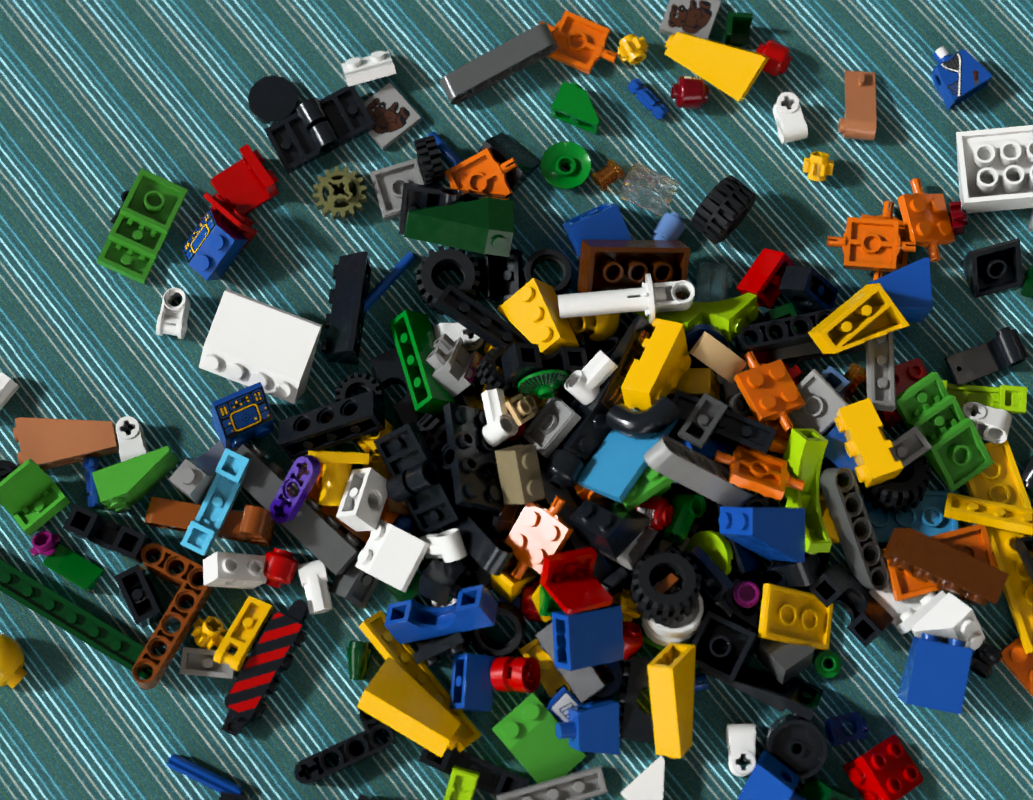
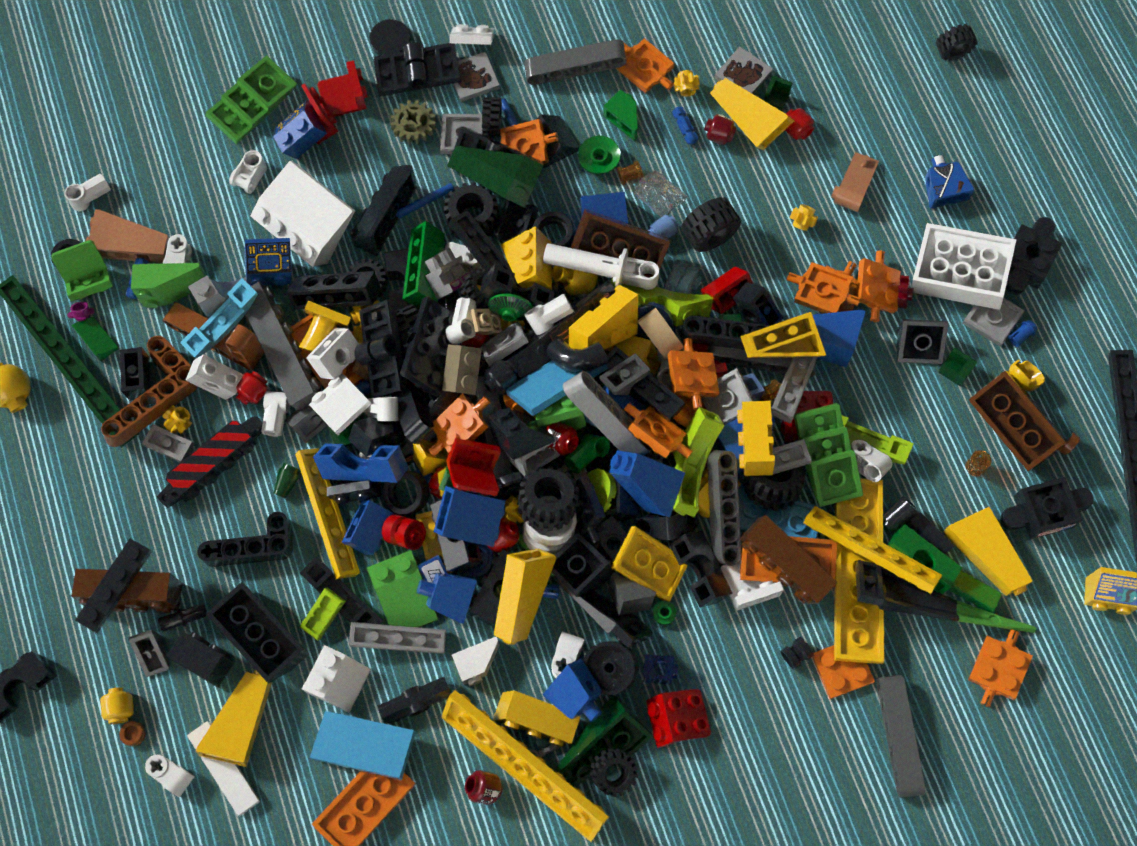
camera: 20 degrees right, 5 degrees down
(106, 534) = (127, 317): black arch -> none
(203, 775) = (127, 527): blue axle -> none
(243, 633) = (202, 428): yellow plate -> none
(304, 483) = (292, 314): dark purple beam -> none
(409, 709) = (306, 528): yellow slope -> none
(668, 584) = (550, 496): dark orange tile -> none
(746, 594) = (615, 530): magenta plate -> none
(789, 122) = (794, 175): white piece -> none
(936, 674) = (749, 645): blue slope -> none
(951, 620) = (773, 616): white slope -> none
(988, 358) = (904, 412): black door -> none

